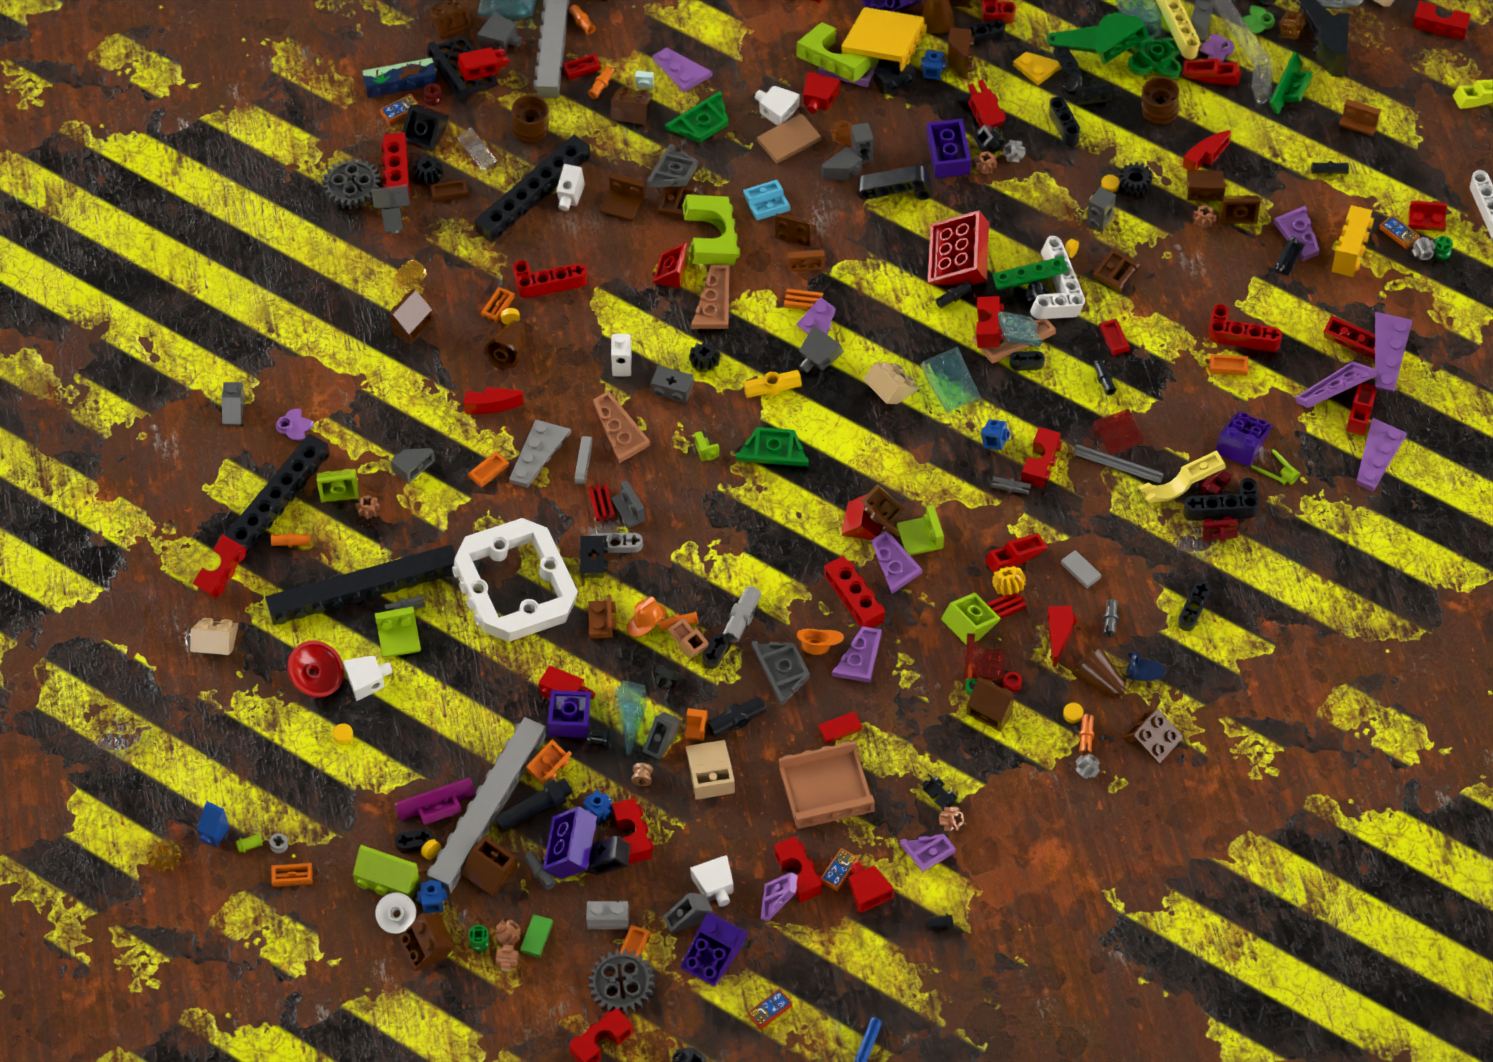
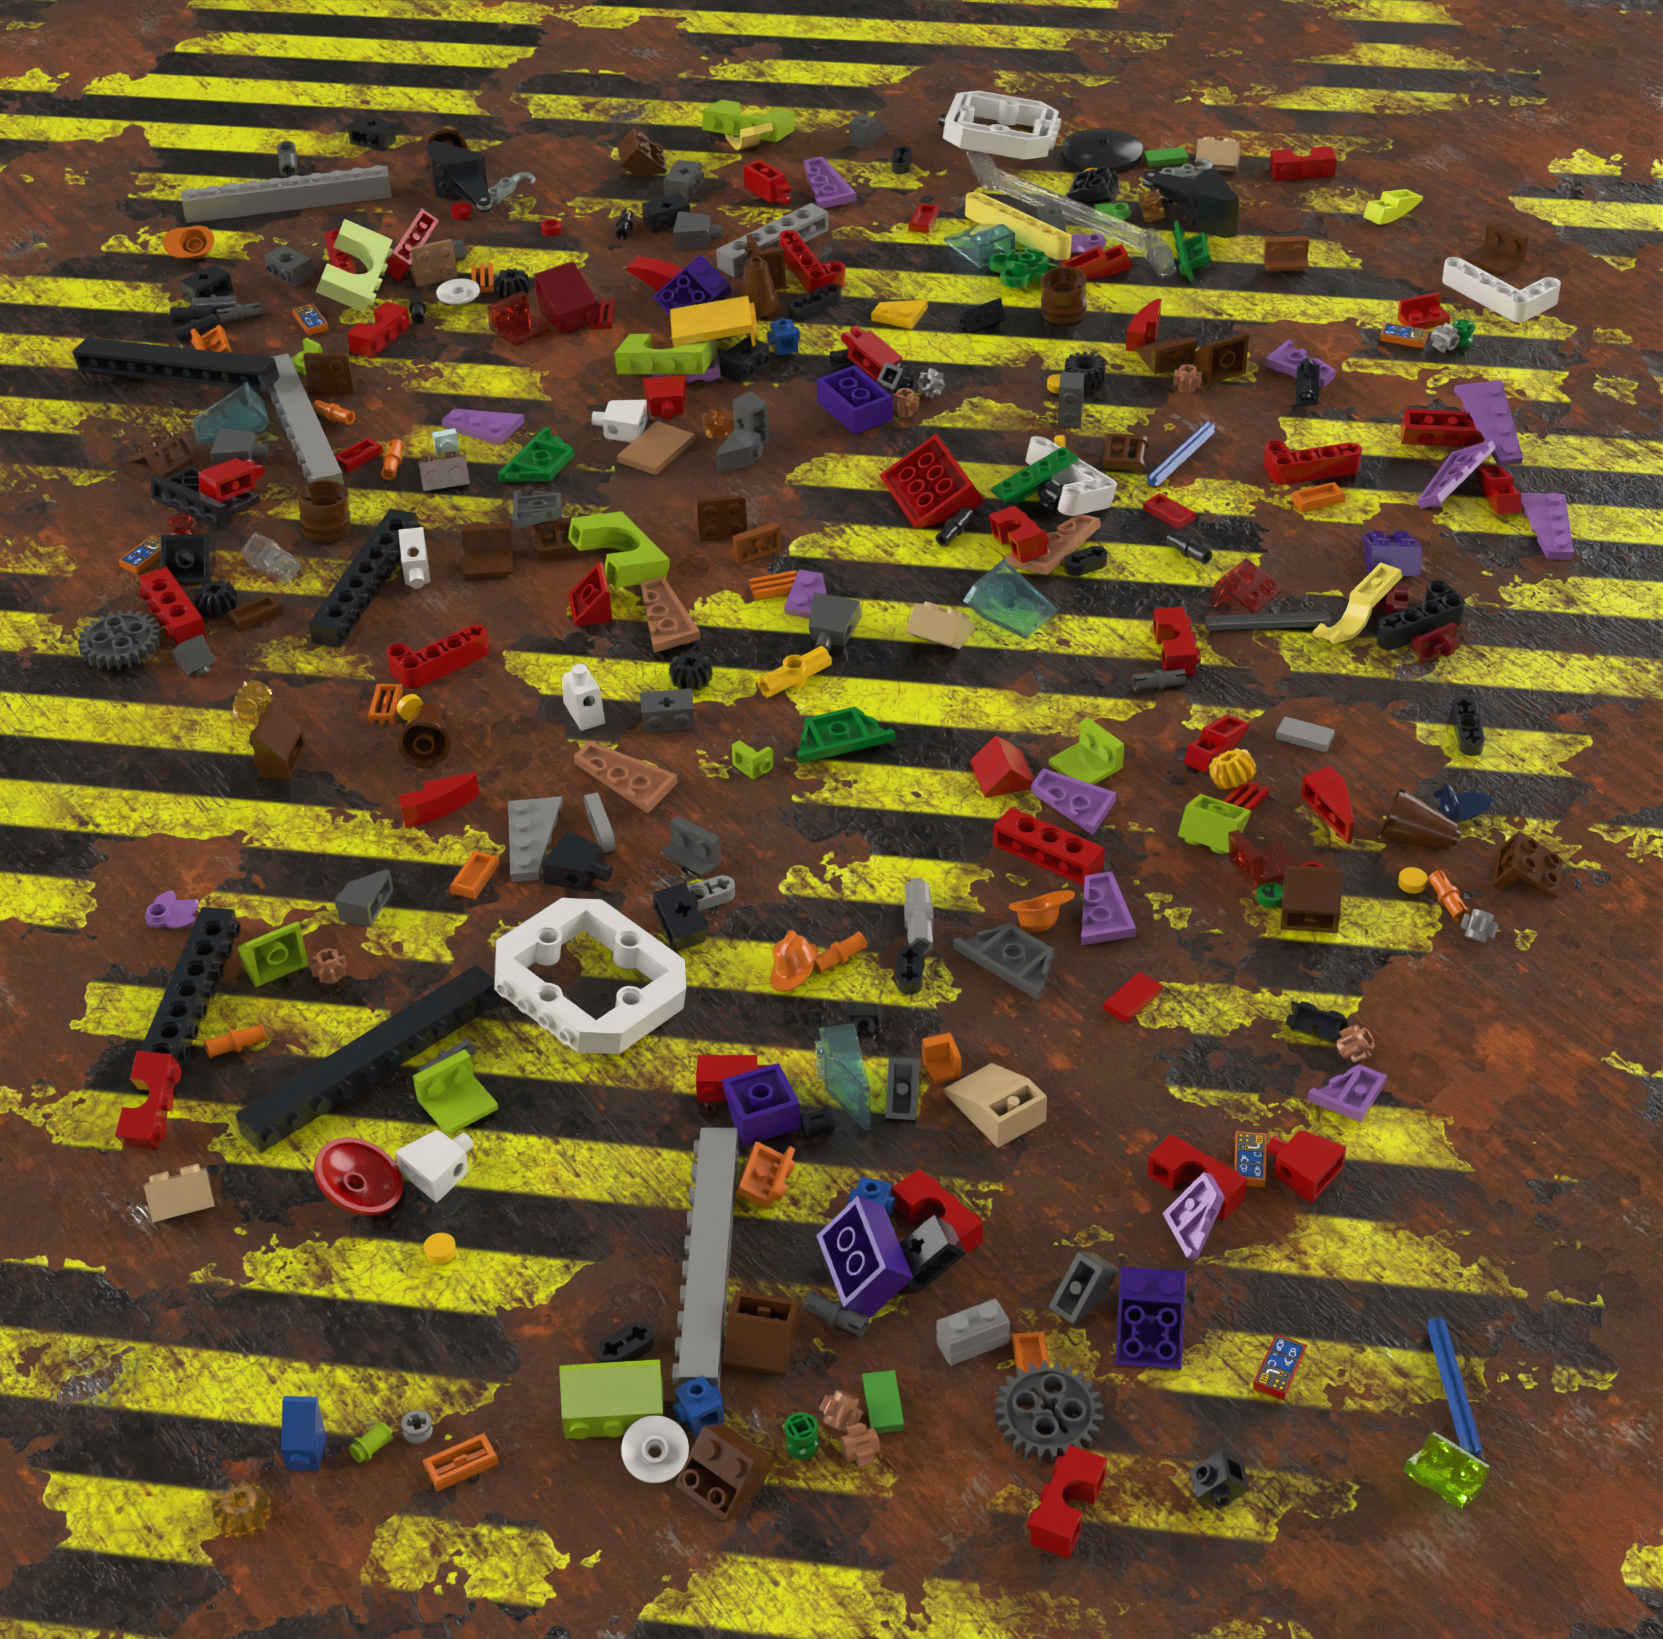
camera: 25 degrees left, 15 degrees down
(232, 403) = (70, 913): dark grey slope -> none
(391, 196) = (182, 629): dark grey slope -> none
(399, 77) = (127, 523): dark blue brick -> none
(430, 849) = (658, 1345): yellow tile -> none
(436, 803) = (631, 1283): magenta bracket -> none
(552, 487) = (575, 863): none -> black torso
(552, 794) = (797, 1209): black piece -> none
(598, 490) = (654, 858): red tile -> none
(600, 618) = (733, 984): dark orange bracket -> none
(642, 774) = (906, 1142): medium nougat wheel -> none
(690, 641) = (870, 967): nougat brick -> none
(714, 880) = (1094, 1229): white torso -> none
(736, 716) = (990, 1030): black piece -> none
(766, 200) = (666, 508): medium azure slope -> none
(825, 785) = (1161, 1068): nougat panel -> none
(883, 509) = (1027, 743): reddish brown bracket -> none
(896, 181) = (814, 443): black beam -> none
(940, 922) = (1435, 1166): black pin -> none
(960, 51) = (809, 314): reddish brown slope -> none
(995, 434) = (1105, 633): blue brick -> none
(1019, 328) = (1062, 524): clear light blue slope -> none
(1064, 121) = (967, 344): black beam -> none
(1108, 40) = (970, 260): green slope -> none
(1110, 618) = (1381, 769): dark grey pin -> none
(1156, 287) = (1181, 454): none -> axle
(1288, 473) = (1469, 568): lime plant -> none
(1330, 168) = (1287, 304): black pin -> none
(1351, 241) = (1366, 353): yellow wedge -> none

